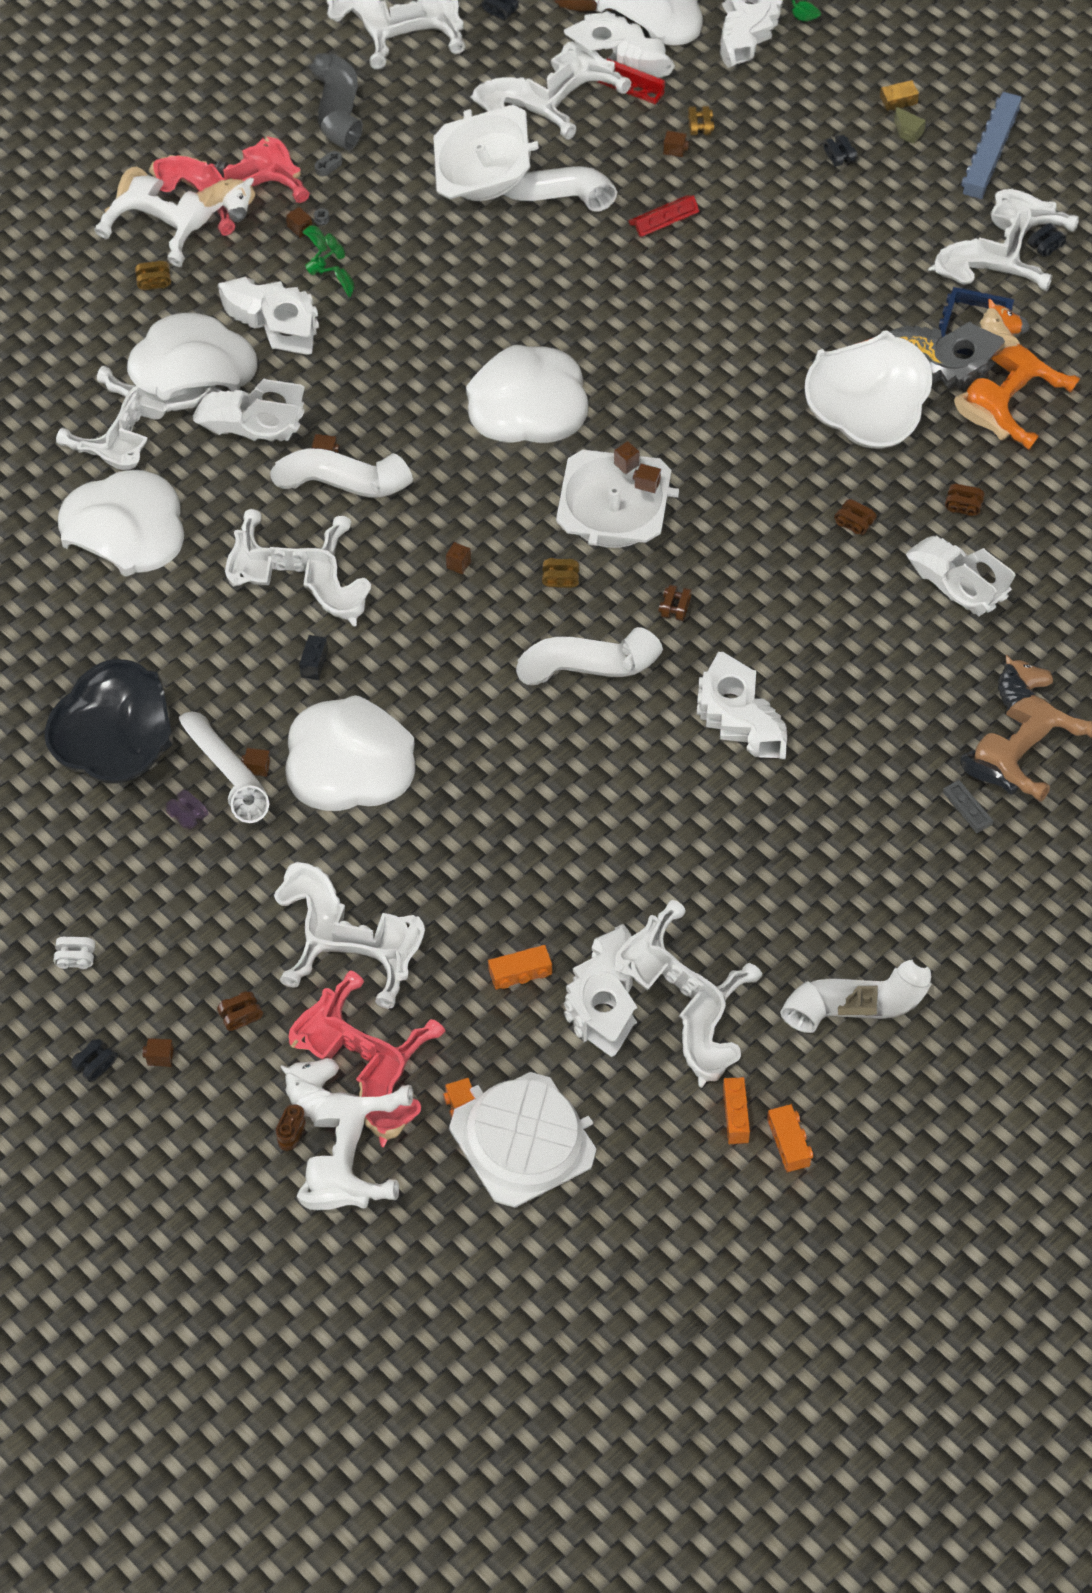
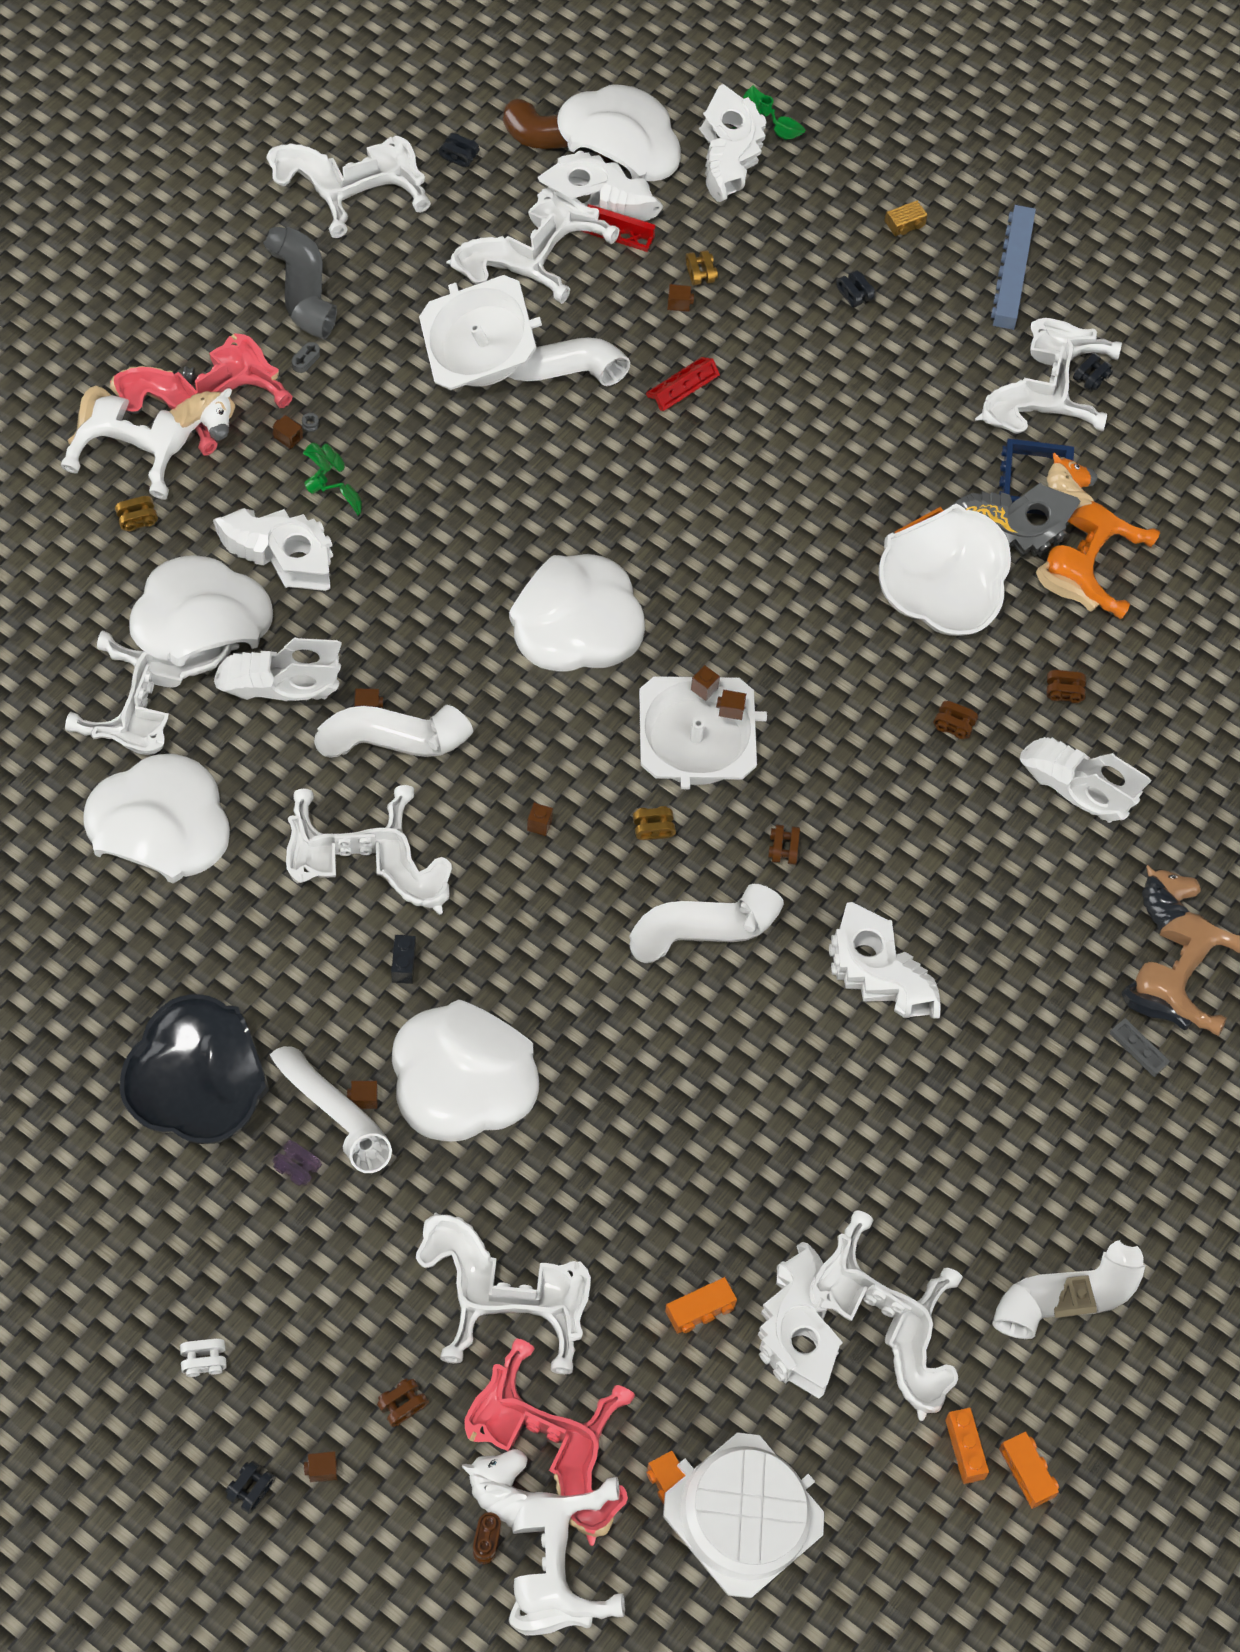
camera: 15 degrees left, 5 degrees up
(908, 125) = (922, 252): olive slope -> none

